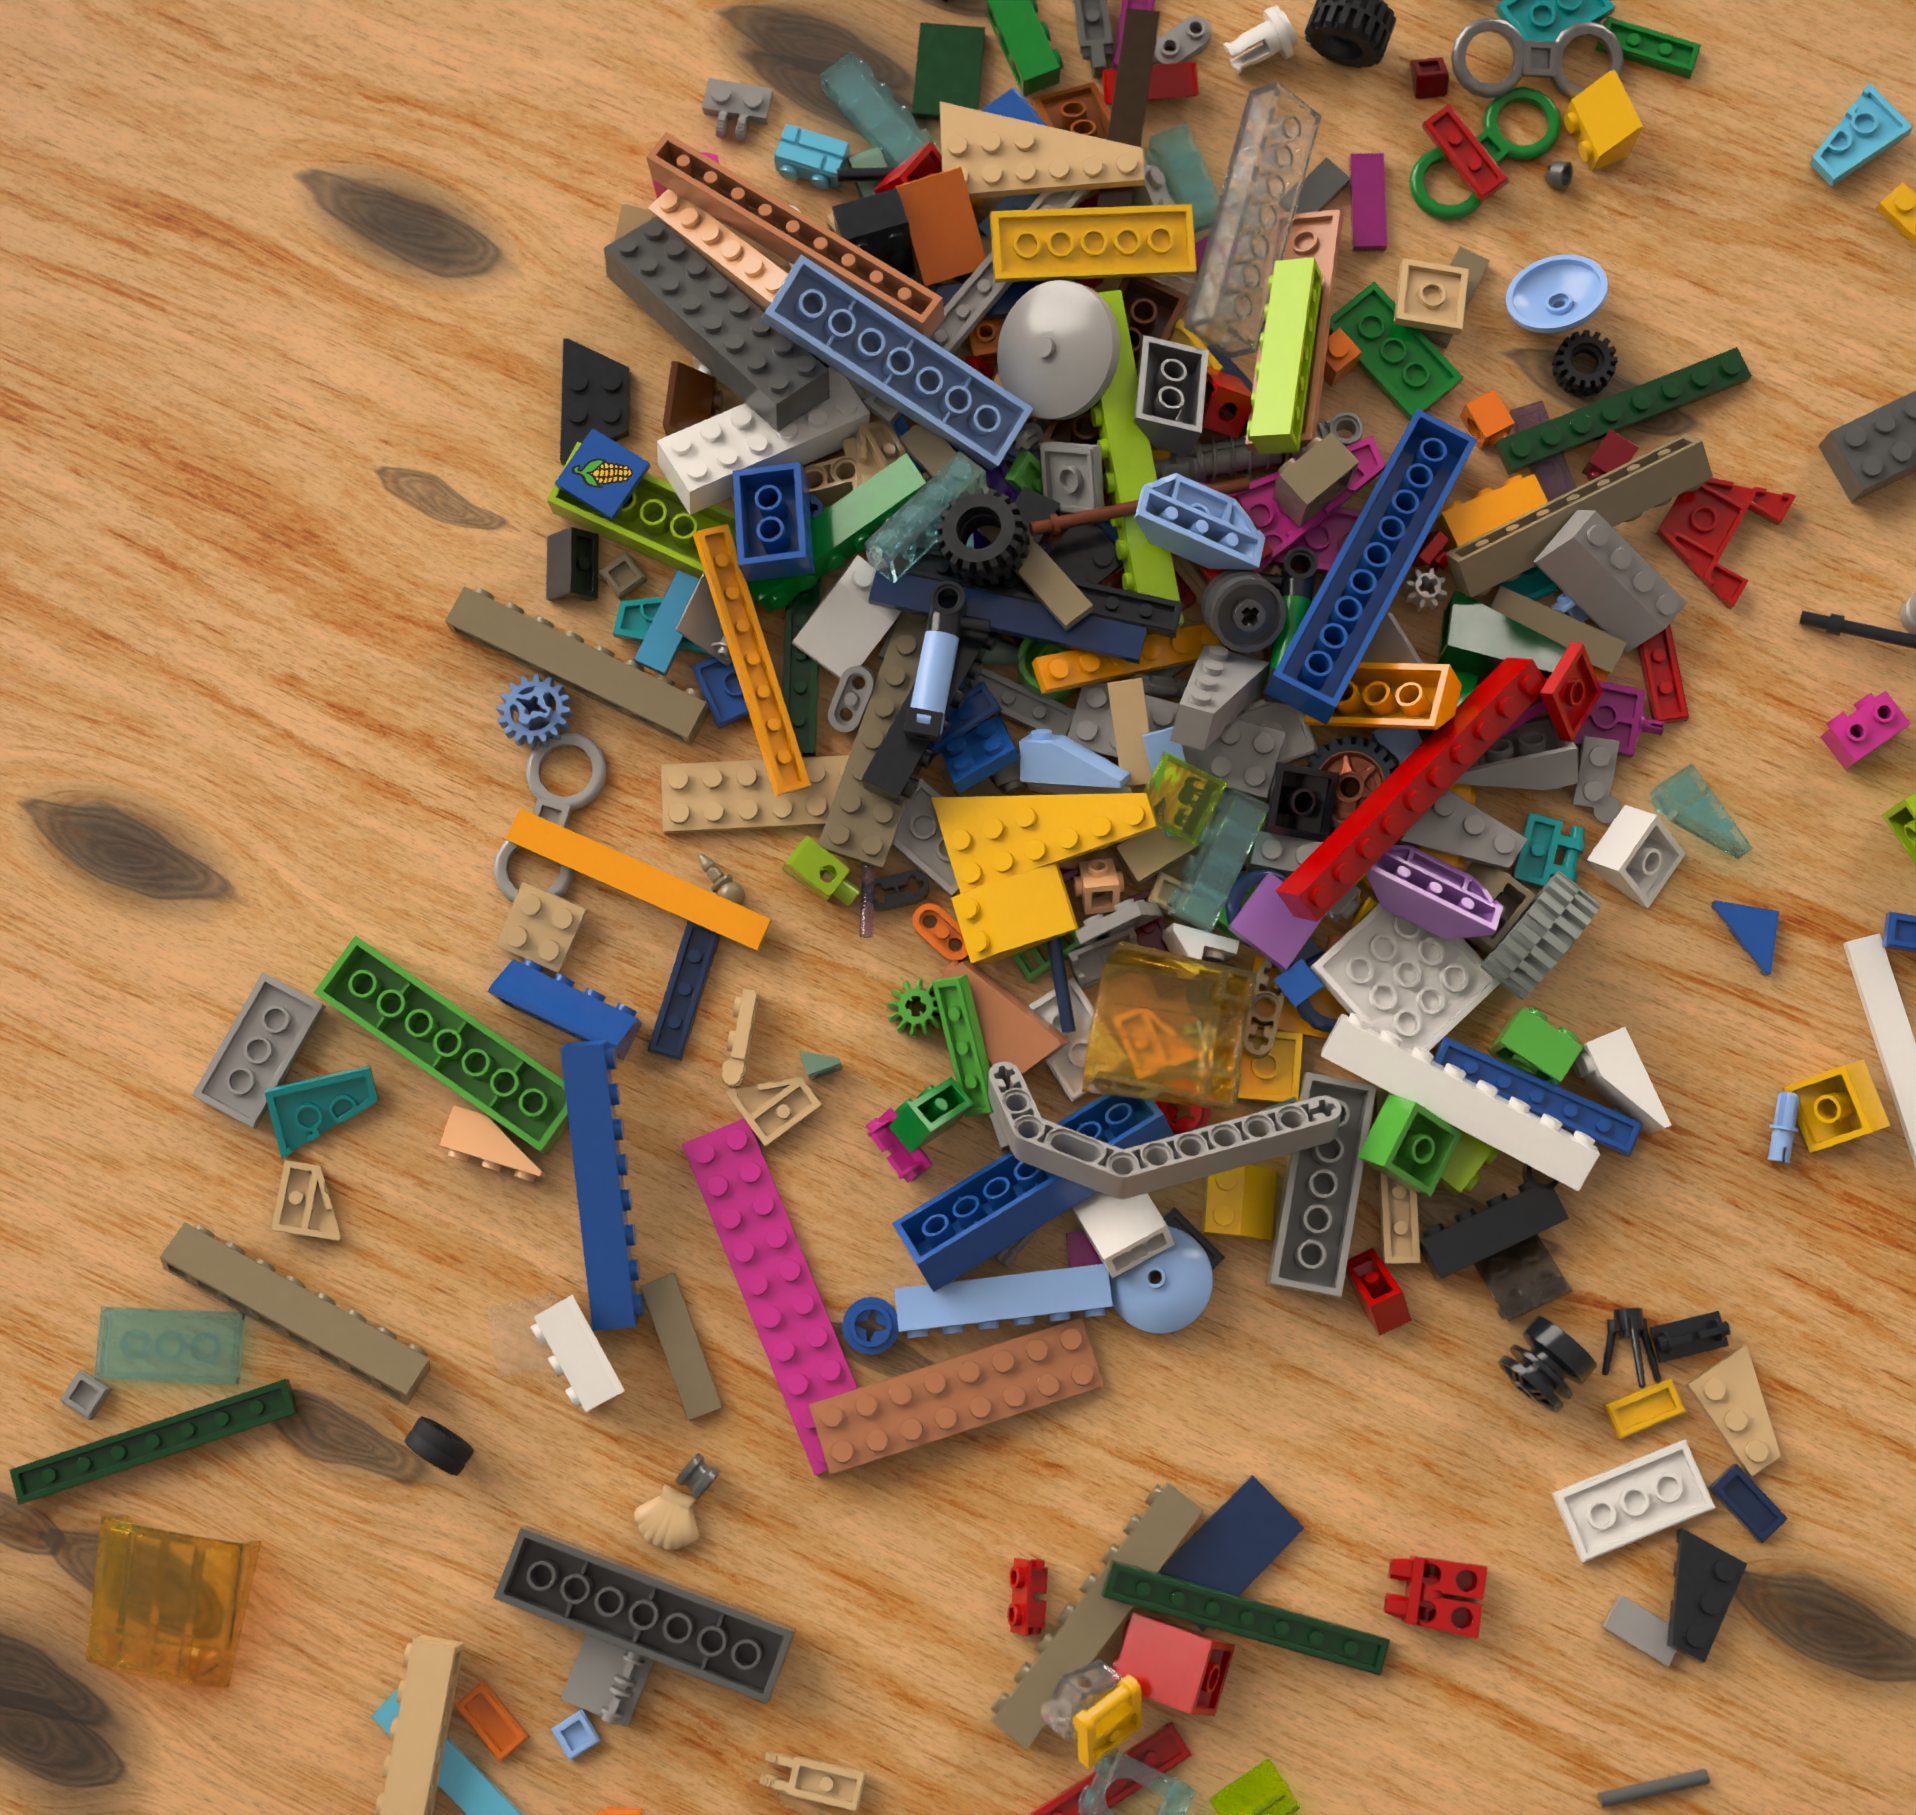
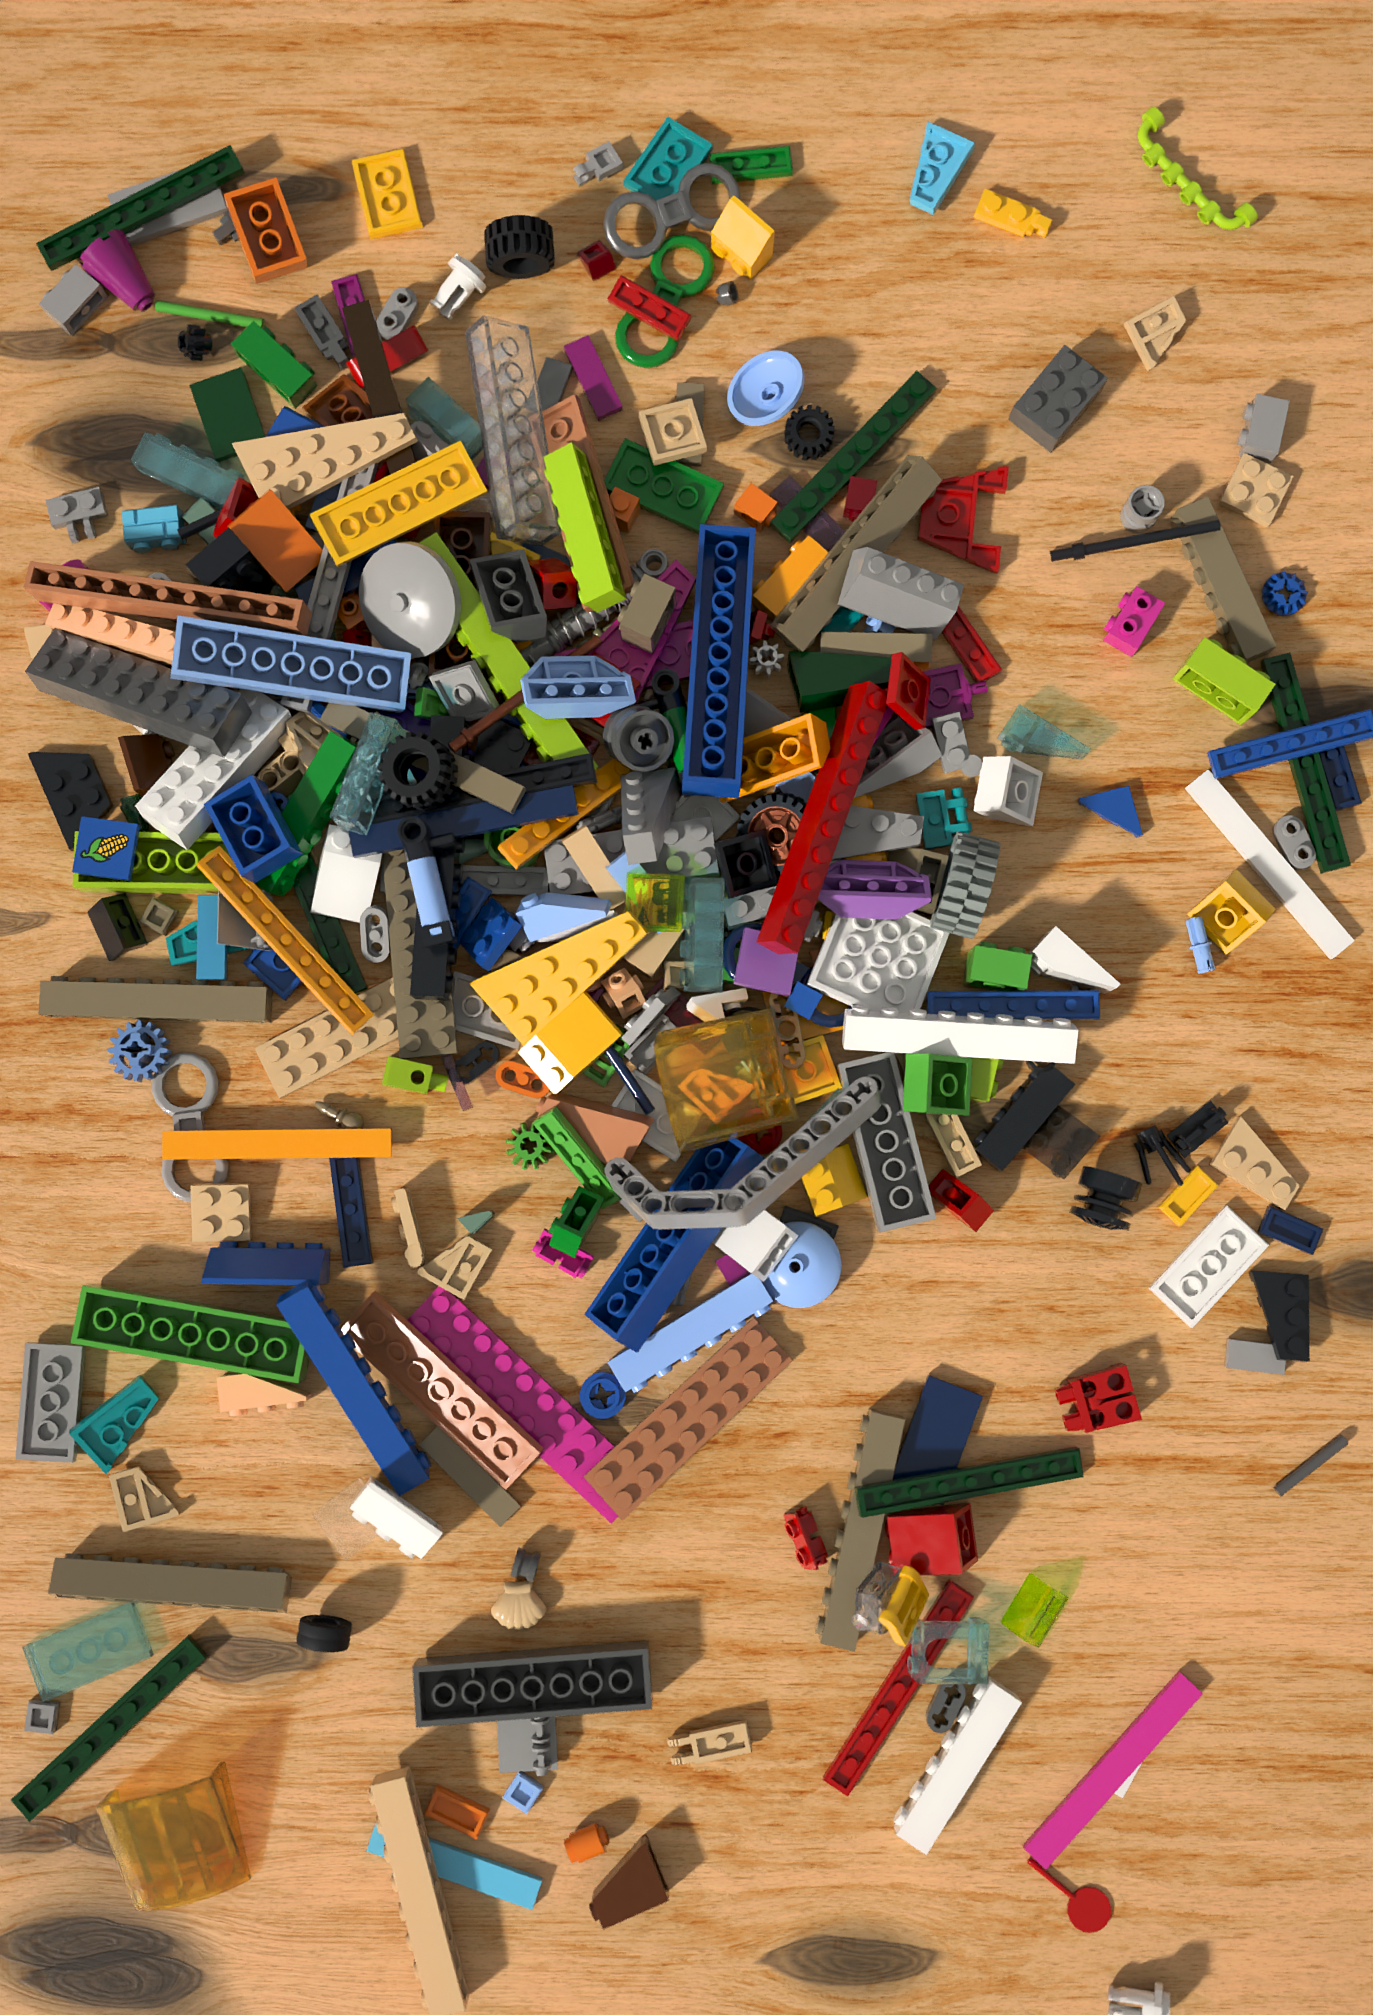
camera: 25 degrees left, 5 degrees up
(647, 448) = (131, 813): none -> clear green cone
(694, 1237) = (441, 1390): none -> nougat plate

